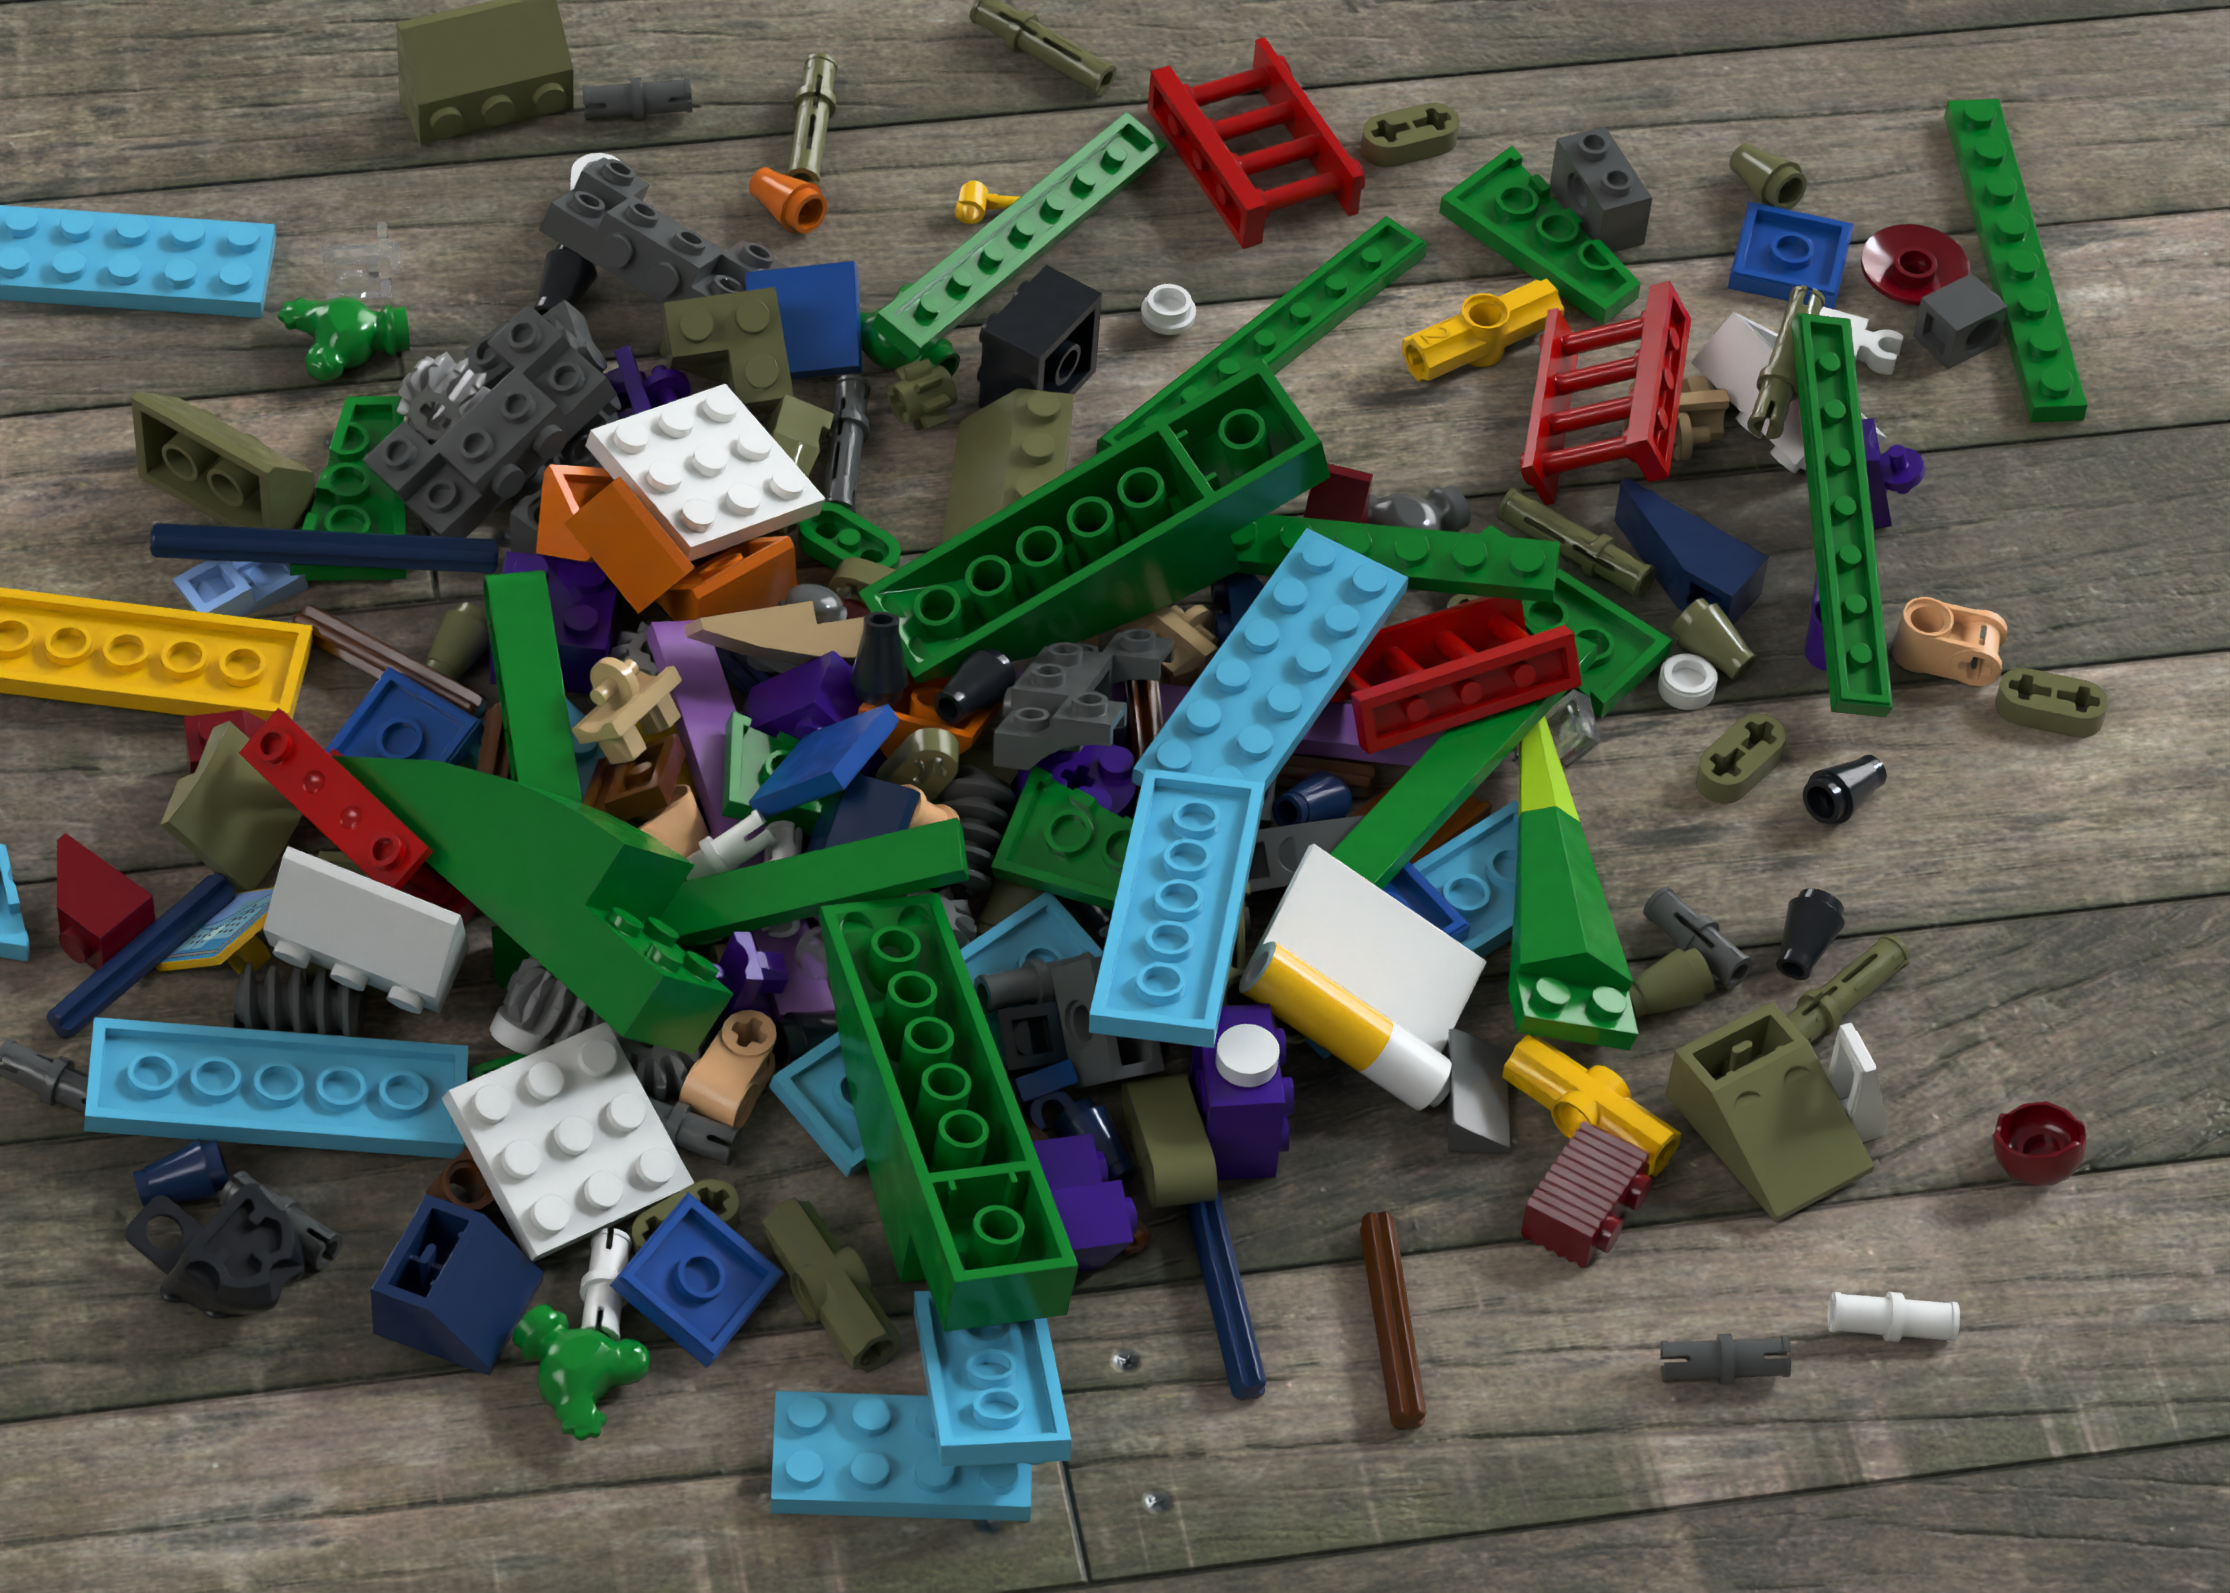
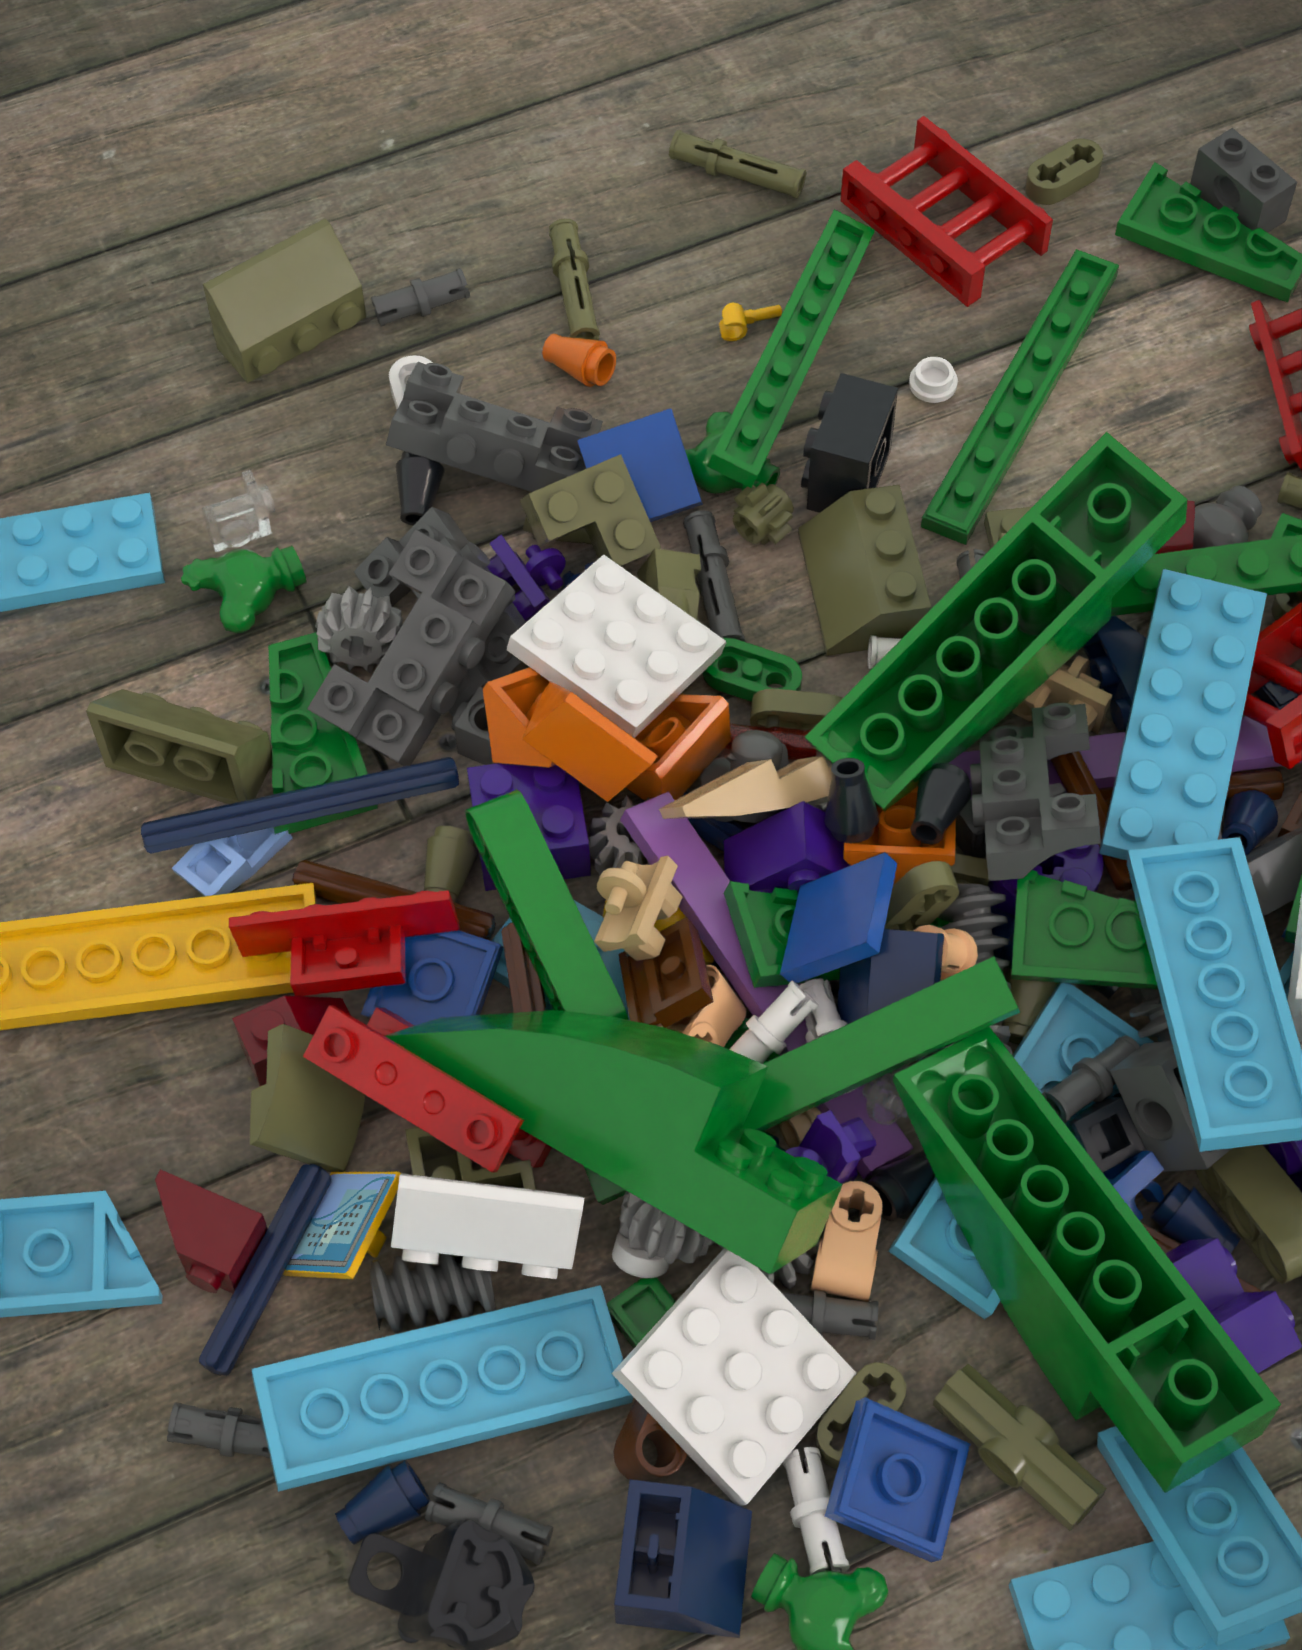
camera: 10 degrees left, 10 degrees up
(324, 675) = (345, 942): none -> red bracket
(1480, 330) = (1198, 334): yellow piece -> none

